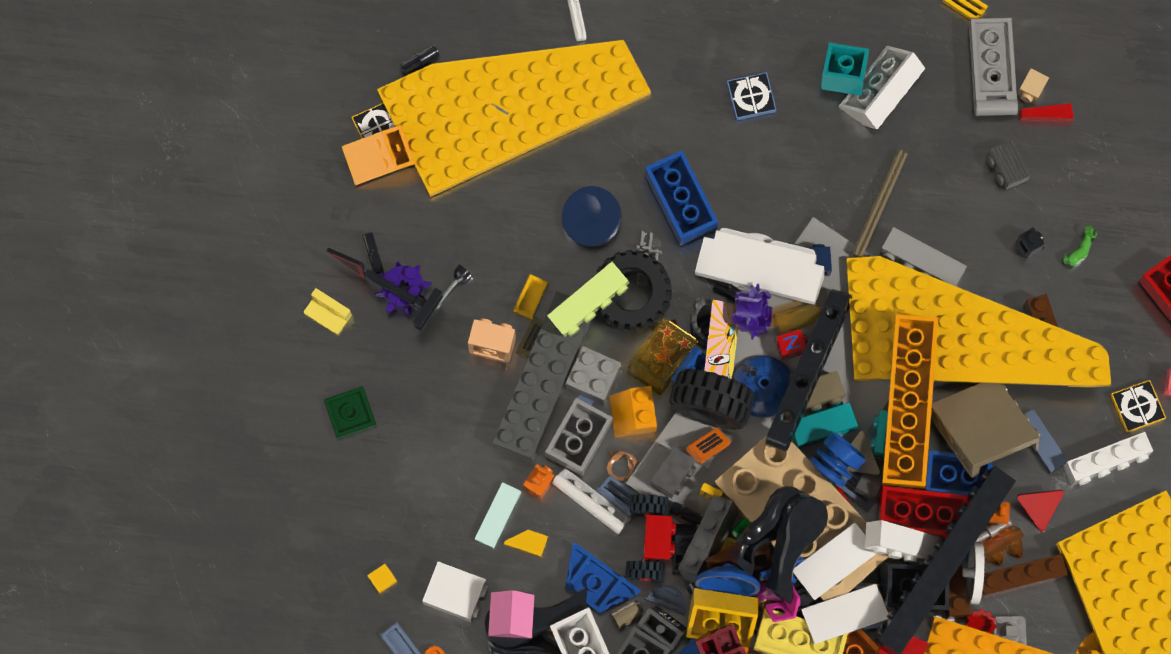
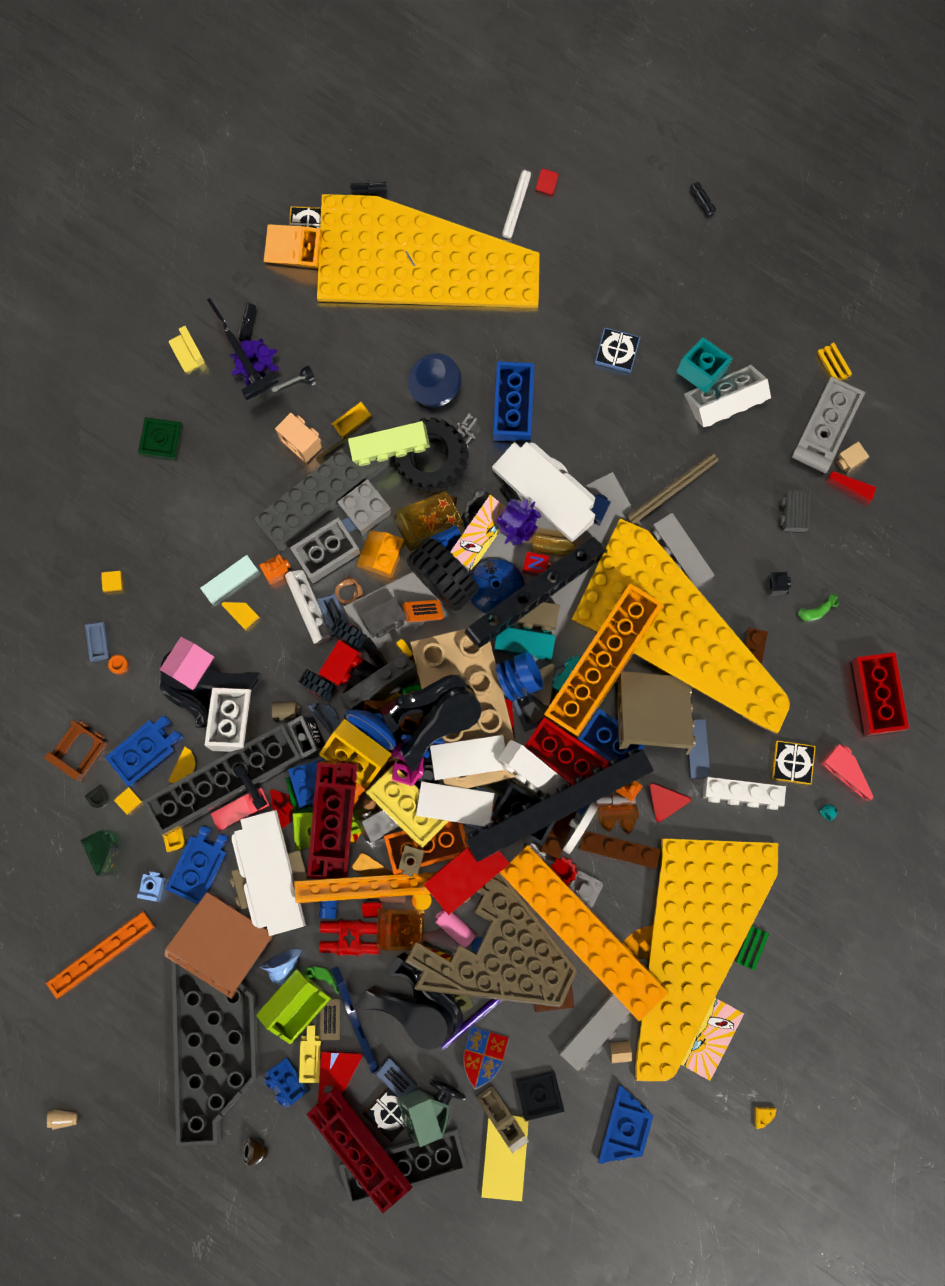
camera: 30 degrees right, 5 degrees up
(455, 592) = (161, 622): white brick -> none
(603, 584) = (277, 672): blue wing -> none

